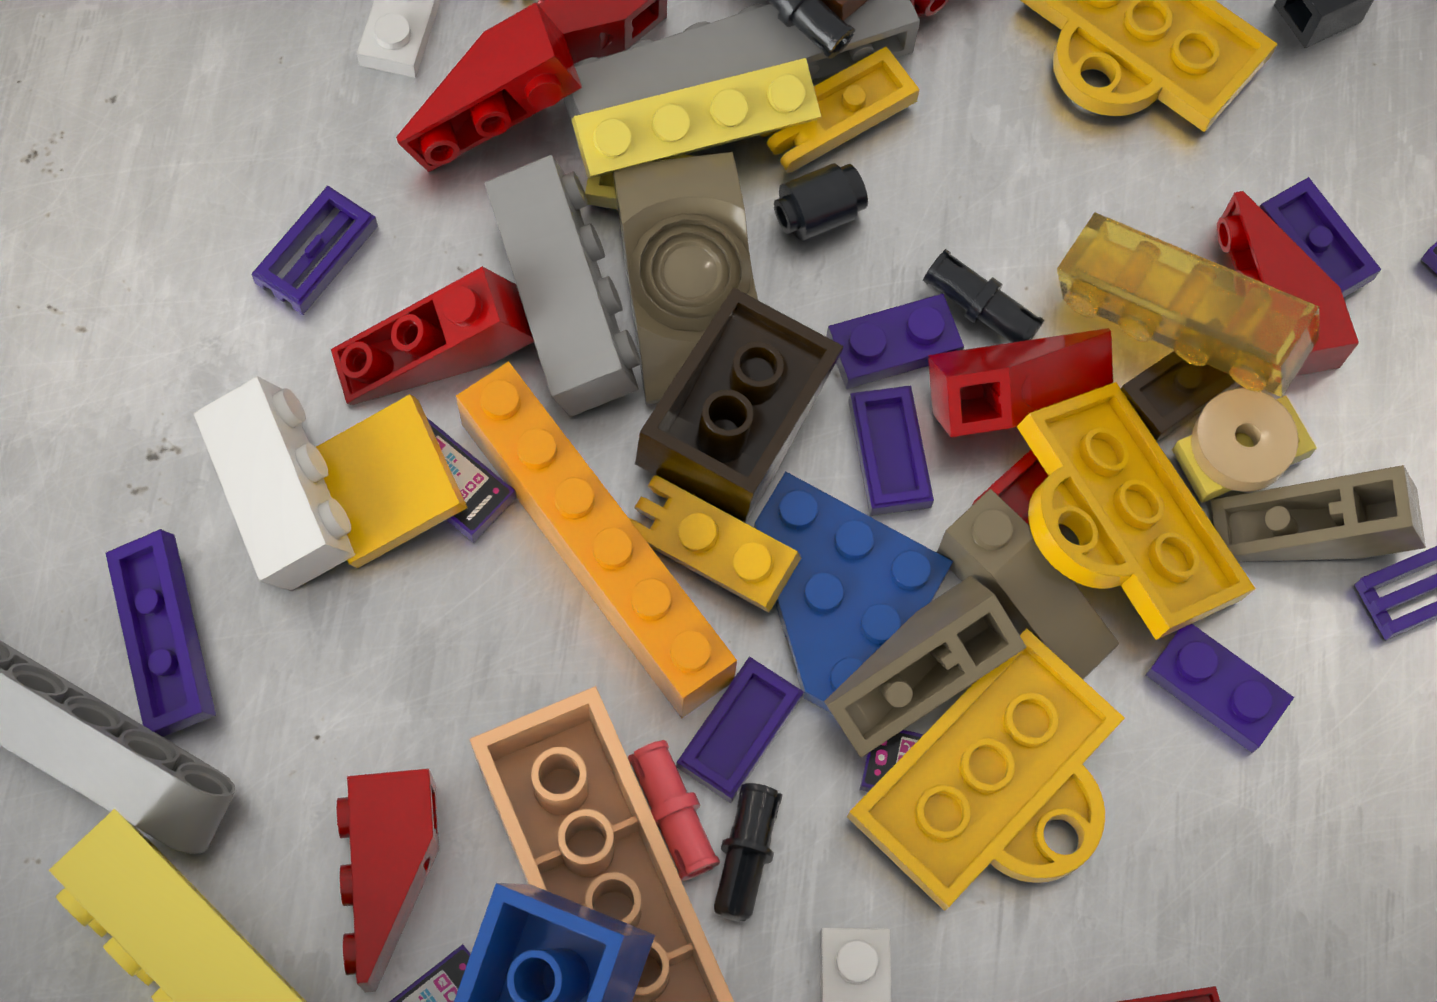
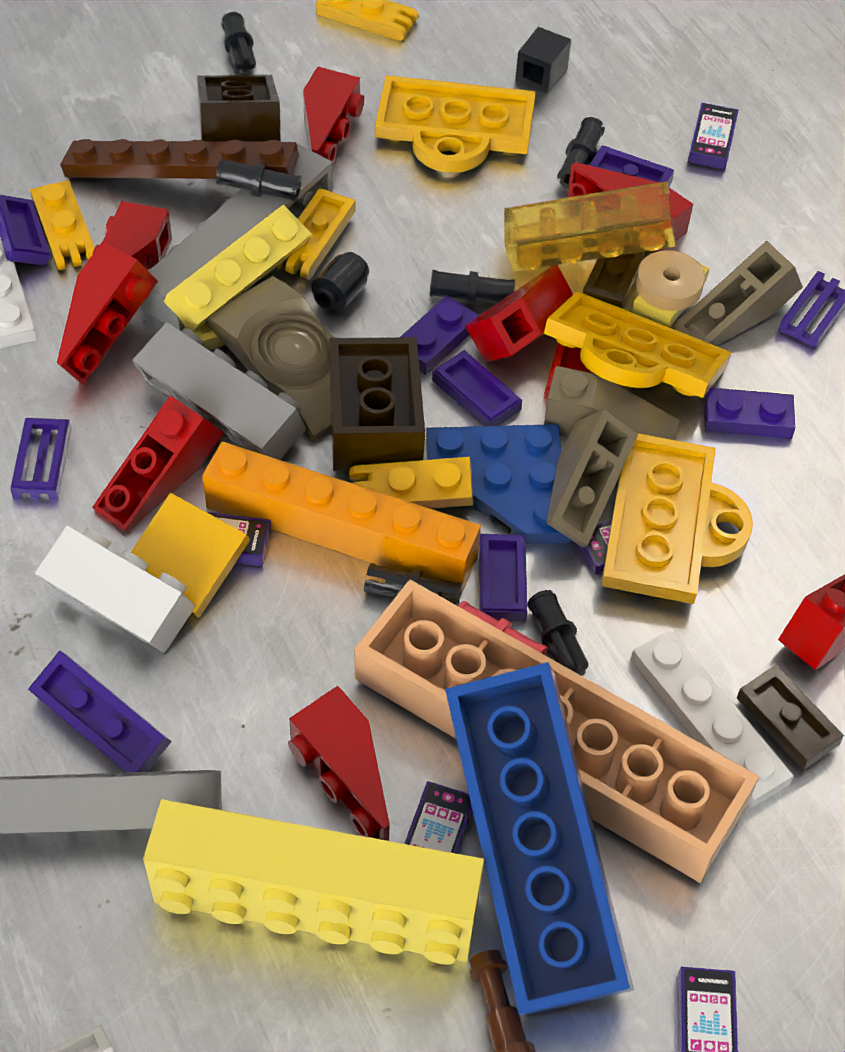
camera: 30 degrees left, 15 degrees down
(621, 681) = (396, 580): none -> black pin
(1280, 167) = (582, 148): none -> black pin

